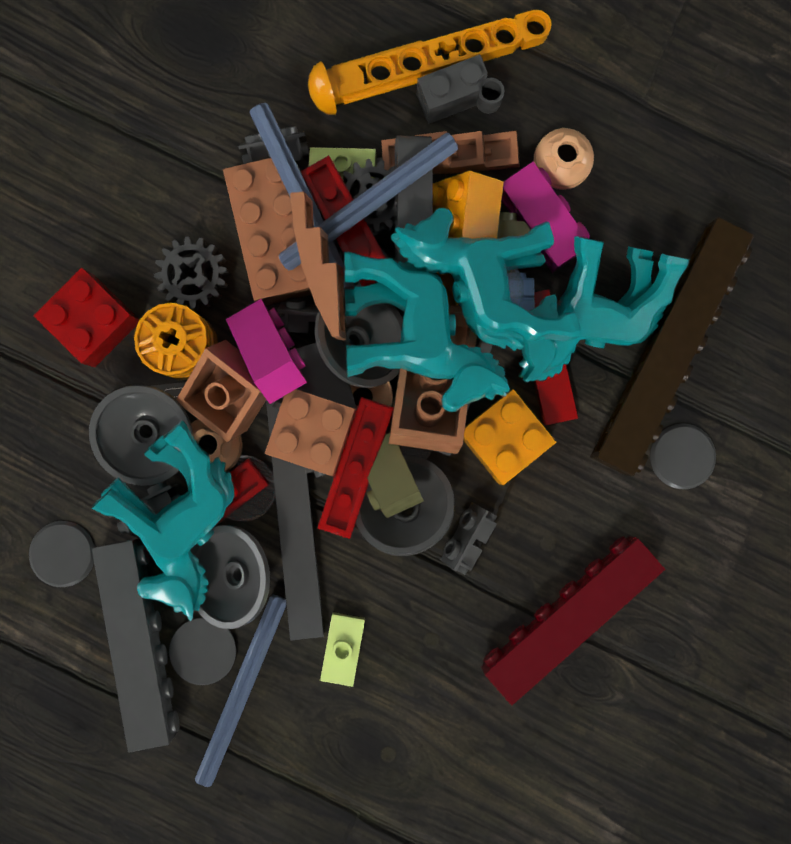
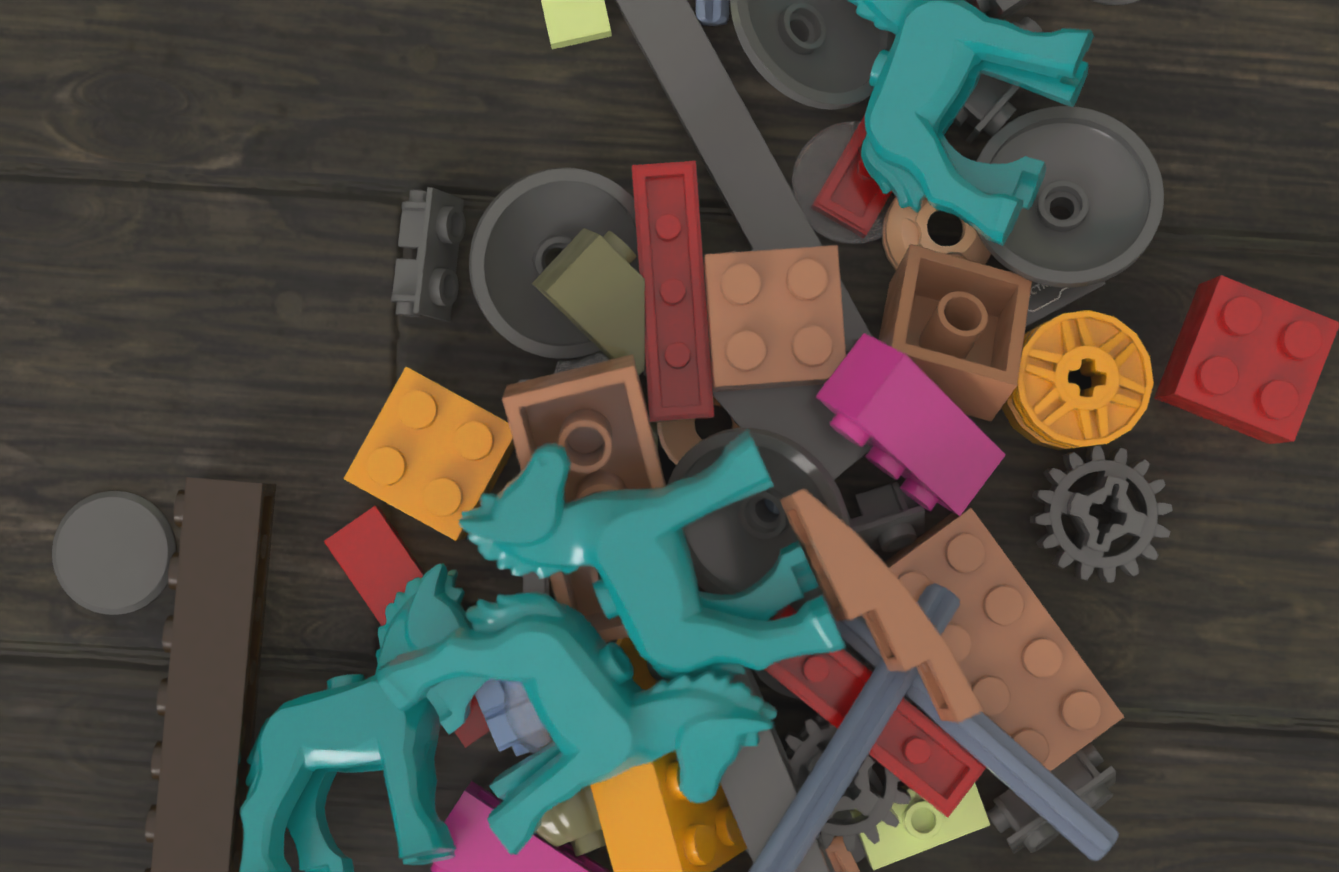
camera: 165 degrees right, 0 degrees up
(571, 618) = (197, 191): dark red brick -> none

